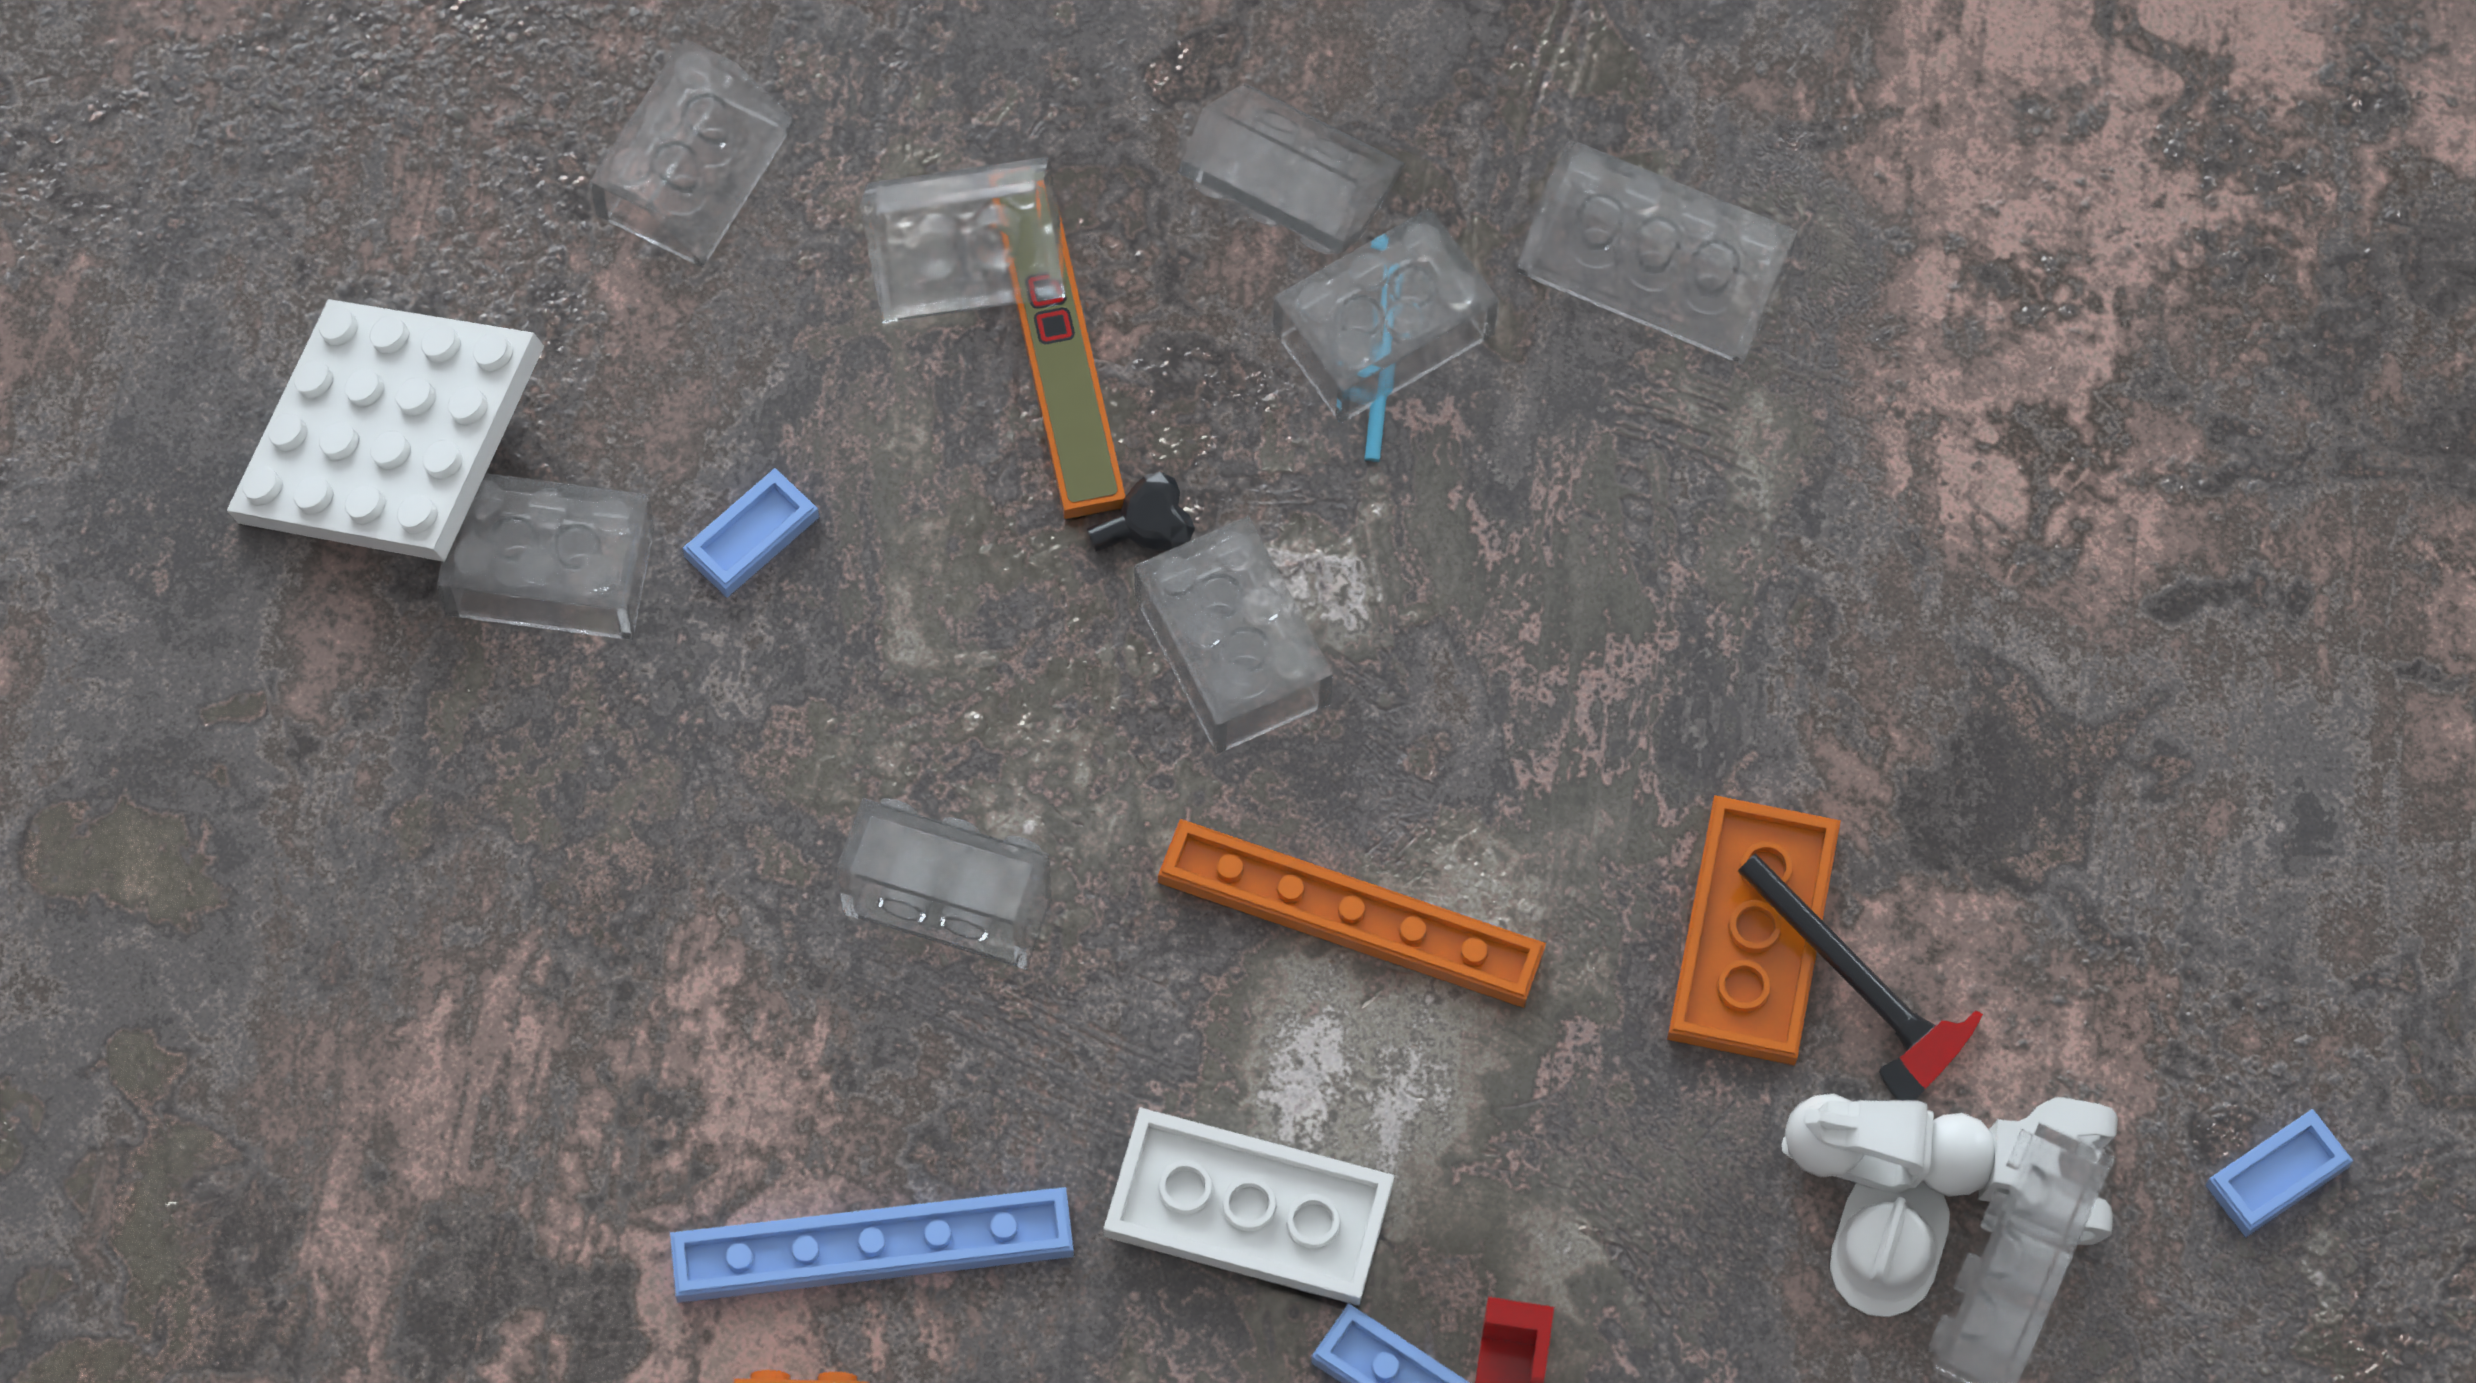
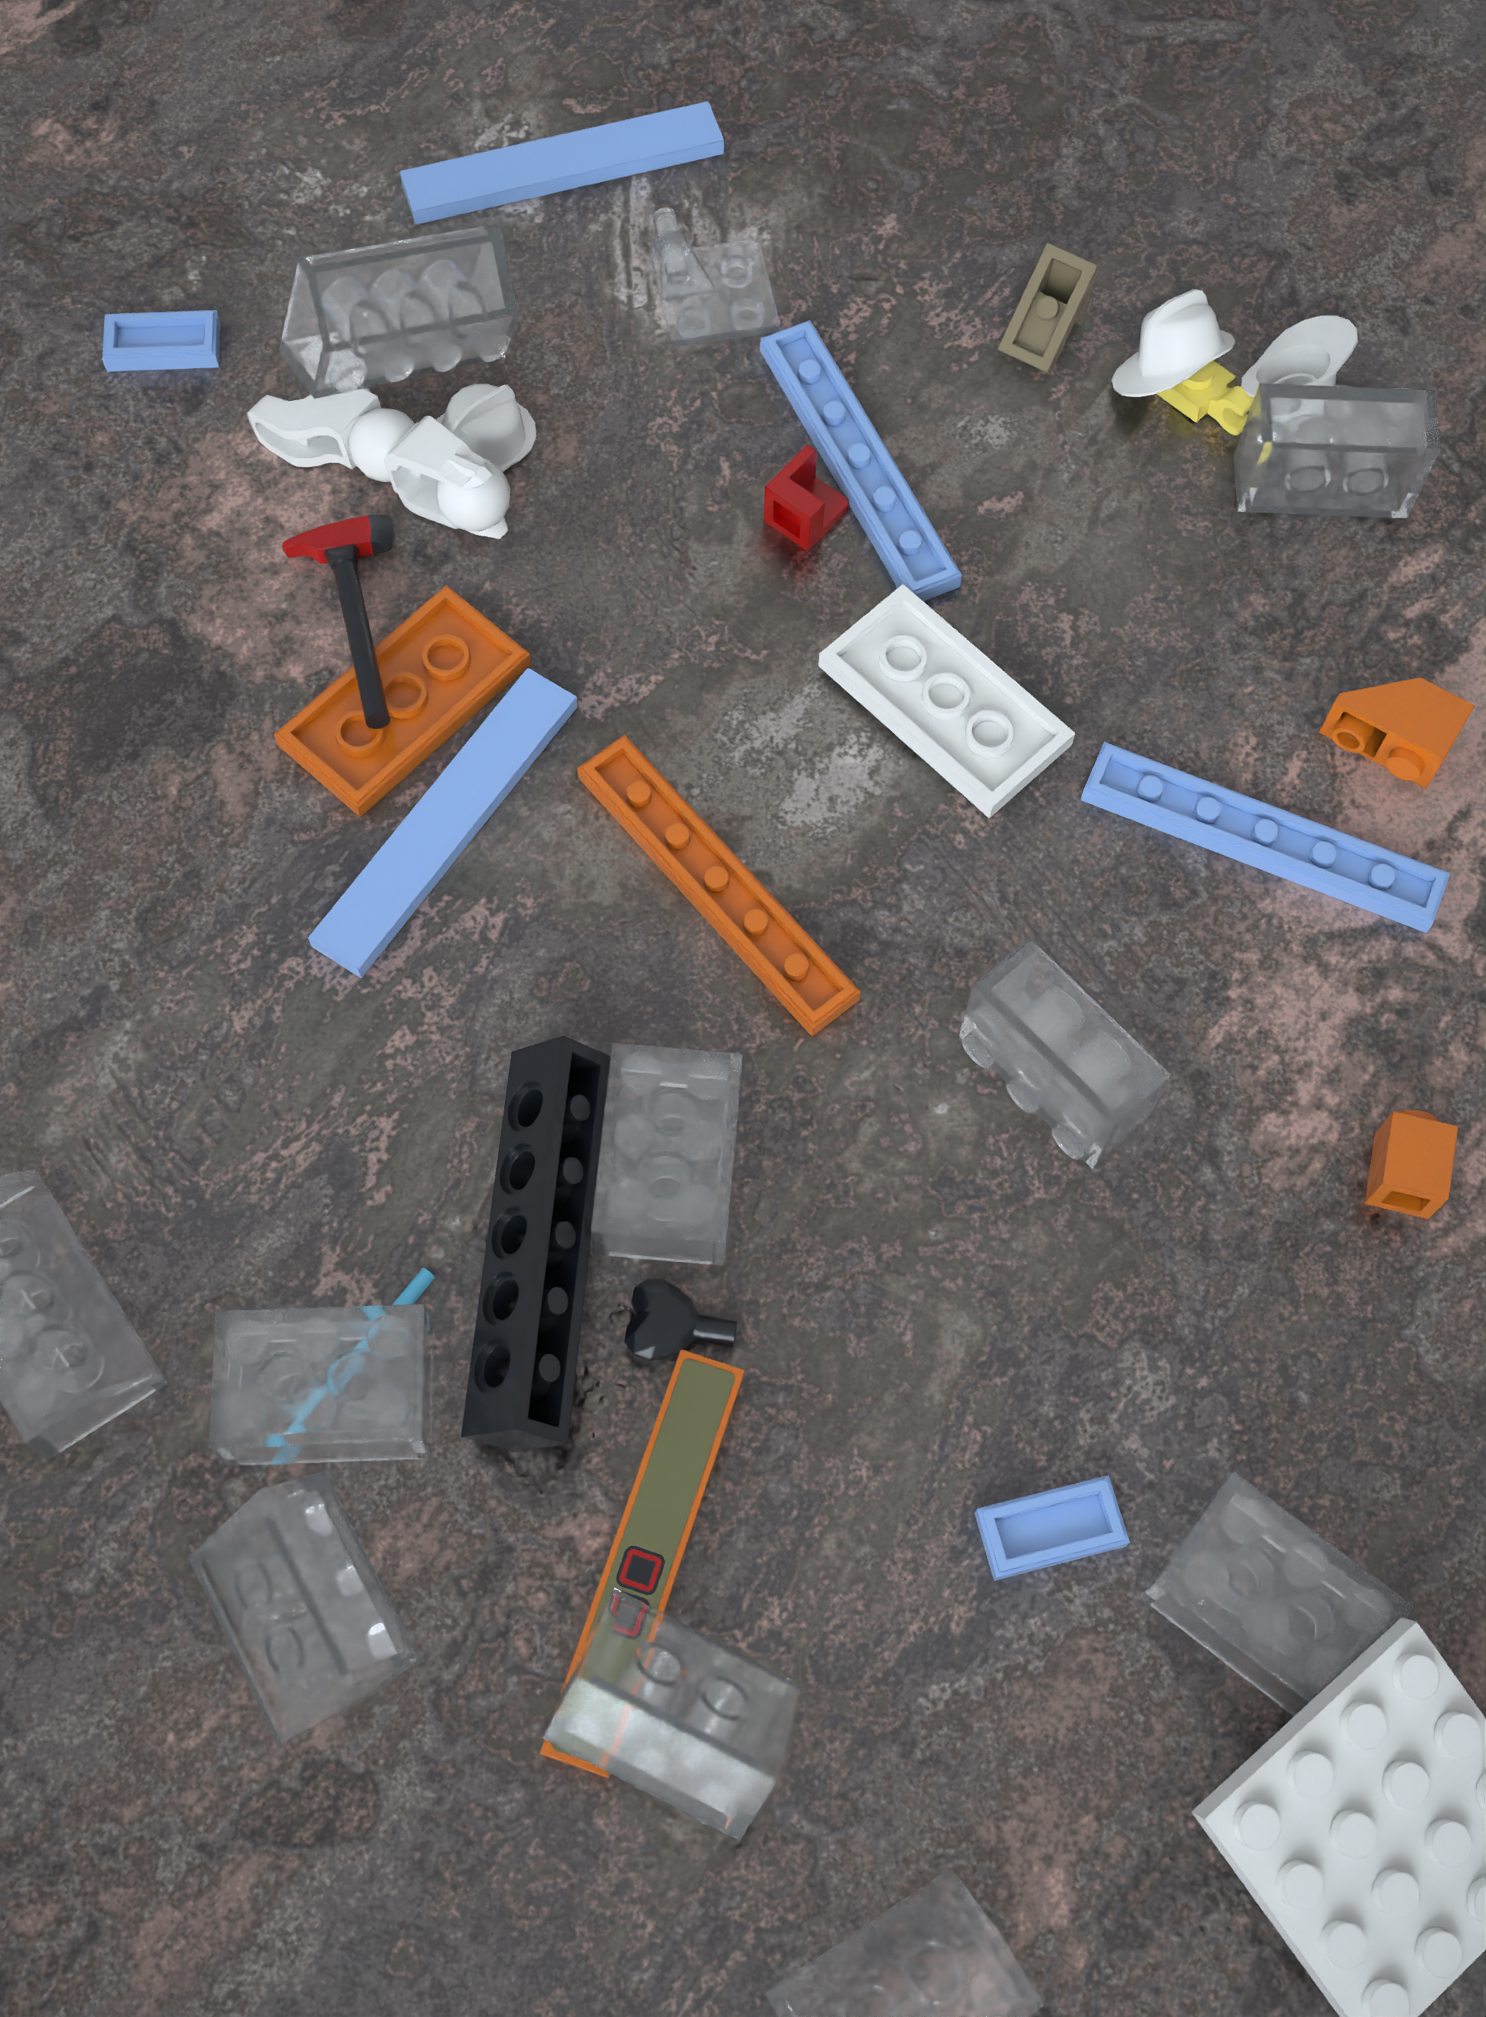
camera: 150 degrees left, 0 degrees up
(590, 979) = (1411, 1163): none -> orange brick
(1291, 502) = (537, 1248): none -> black brick
(1630, 837) = (443, 823): none -> light blue tile

